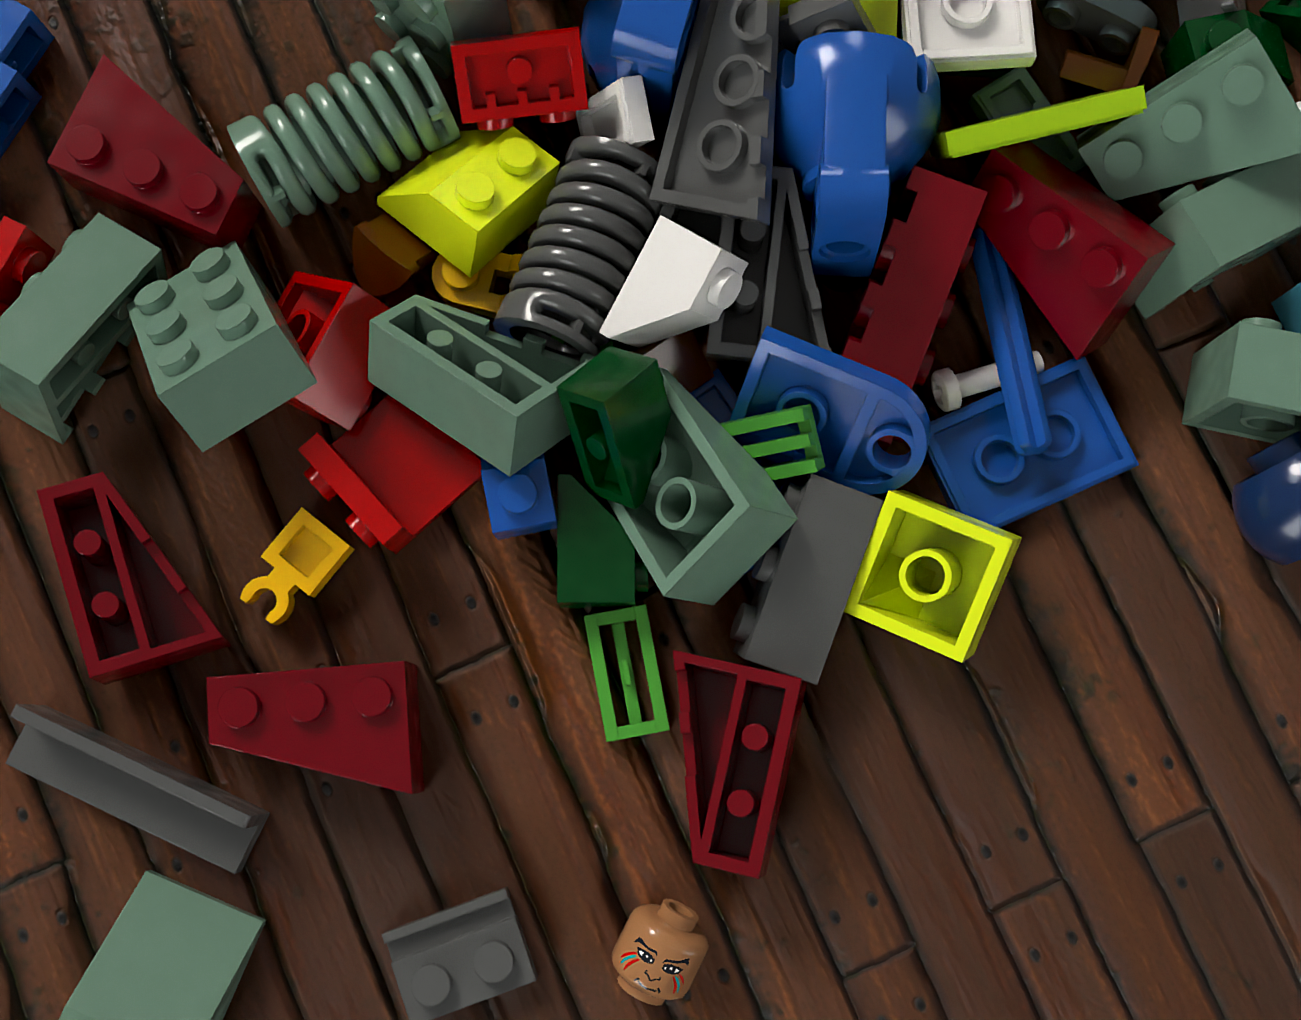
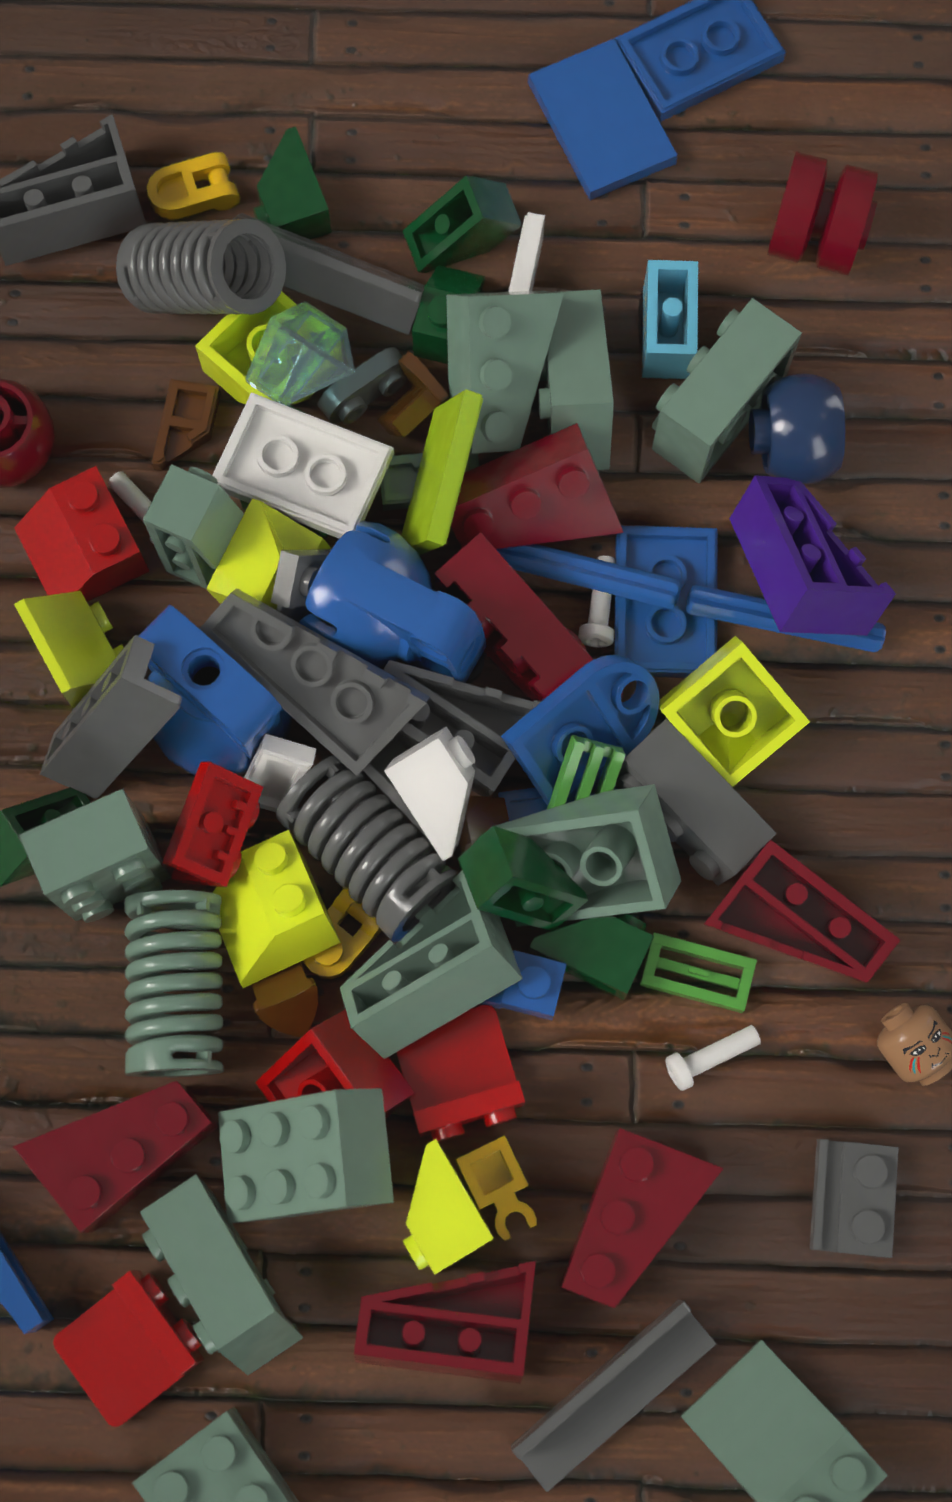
camera: 65 degrees left, 5 degrees down
(229, 515) = (442, 1215): none -> neon yellow slope
(541, 728) = (683, 1069): none -> white piece
(1073, 587) = (755, 613): none -> blue axle
(1144, 573) = (802, 564): none -> dark purple wedge

